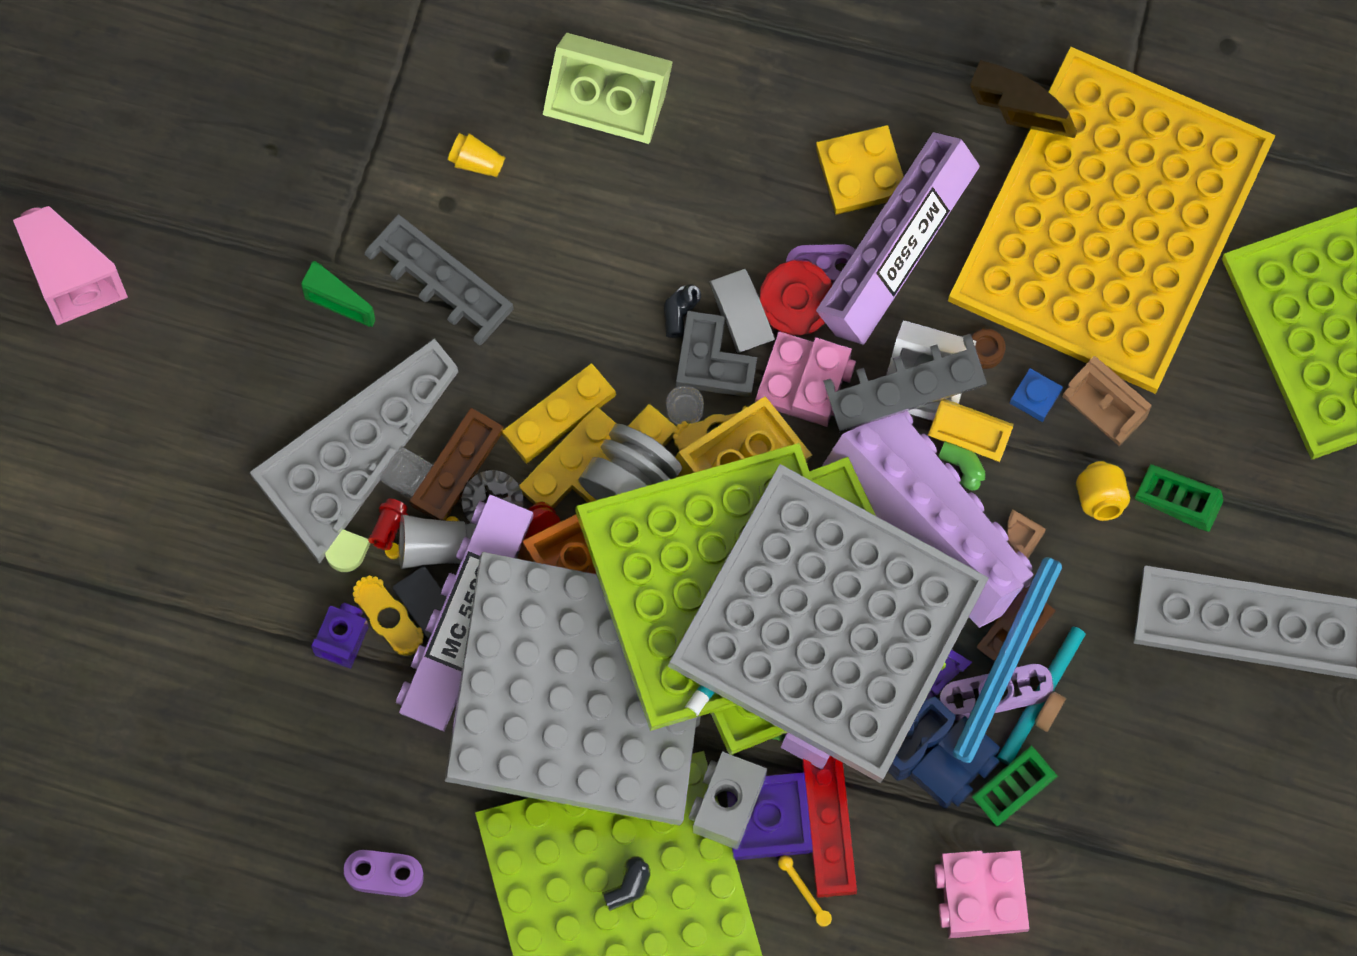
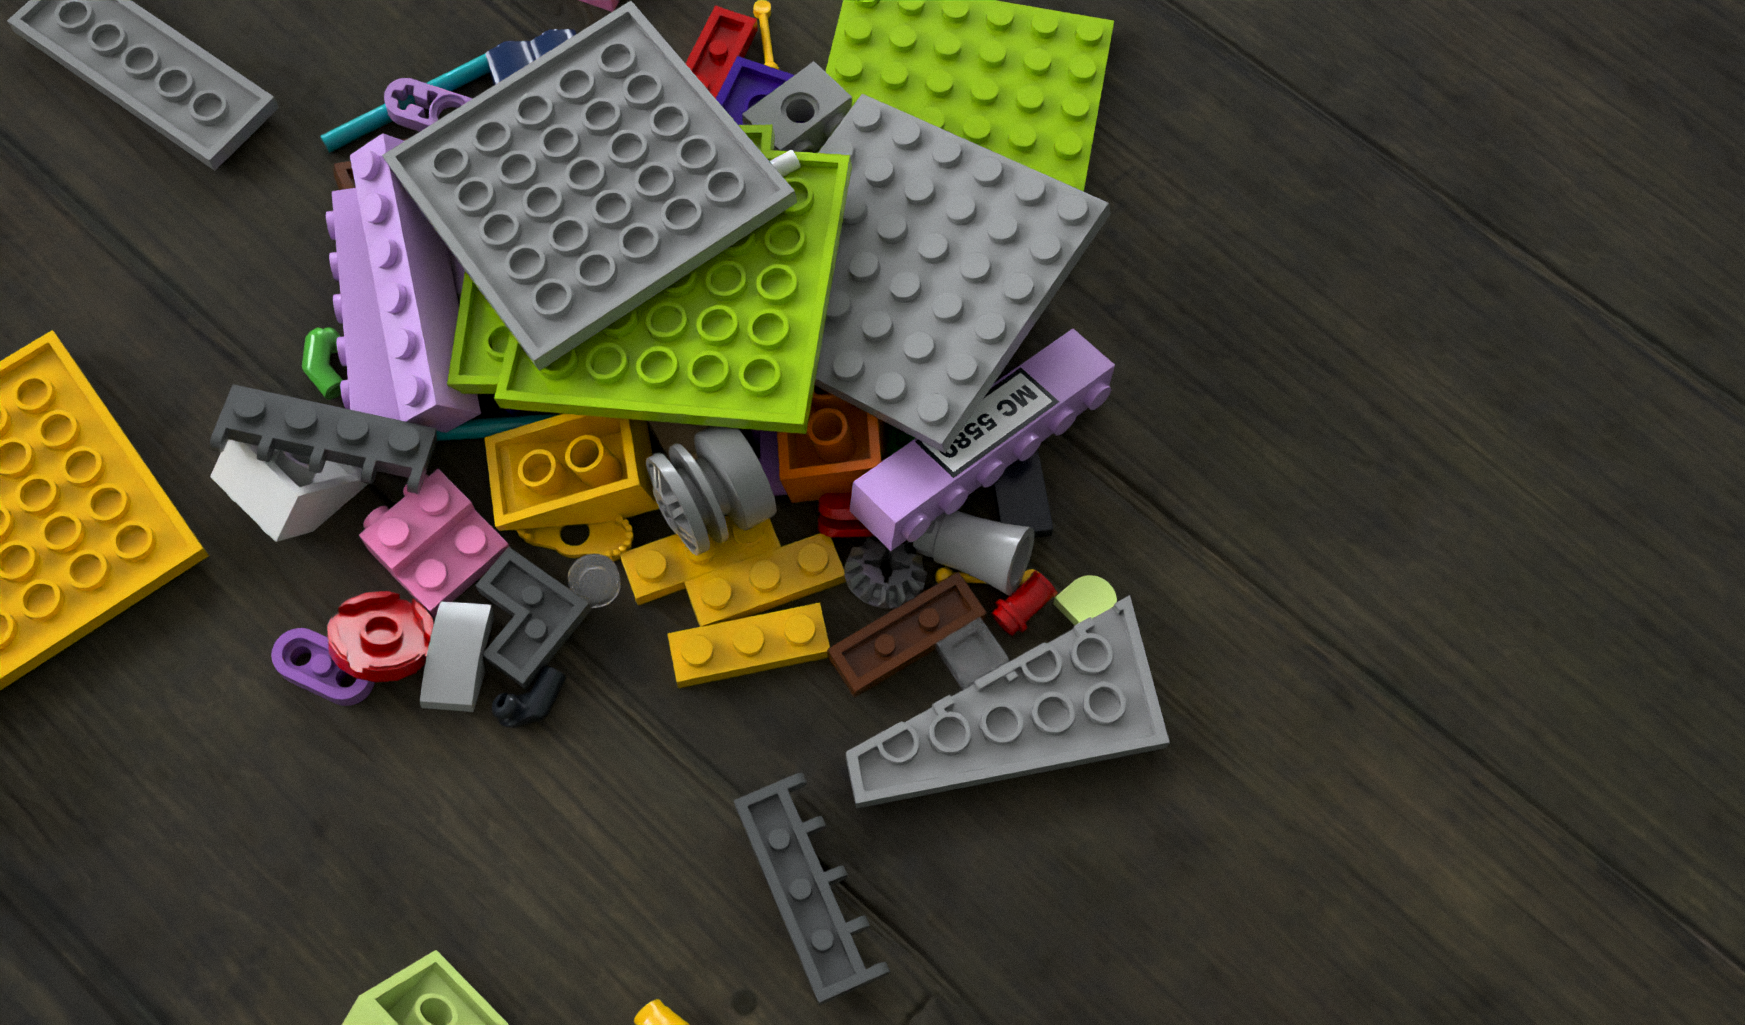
camera: 155 degrees left, 5 degrees down
(331, 293) = (962, 939): green slope -> none
(345, 647) = (1153, 485): dark purple brick -> none
(372, 599) = (1063, 474): yellow piece -> none
(383, 873) = (1197, 244): medium lavender plate -> none
(633, 884) = (947, 91): black arm -> none
(860, 169) = (194, 773): yellow plate -> none
(898, 238) = (205, 645): lavender brick -> none
(970, 429) = (281, 374): yellow tile -> none
(989, 347) = (196, 482): reddish brown tile -> none
(1007, 660) = (494, 69): dark azure axle -> none
(1023, 533) = (312, 262): medium nougat tile -> none
(1036, 395) = (188, 400): blue plate -> none
(1038, 762) = (465, 25): green slope -> none
(1050, 711) = (410, 65): medium nougat tile -> none
(1103, 491) = (194, 255): yellow head -> none
(1107, 401) = (116, 349): medium nougat hinge -> none
(1175, 509) = (101, 189): green slope -> none

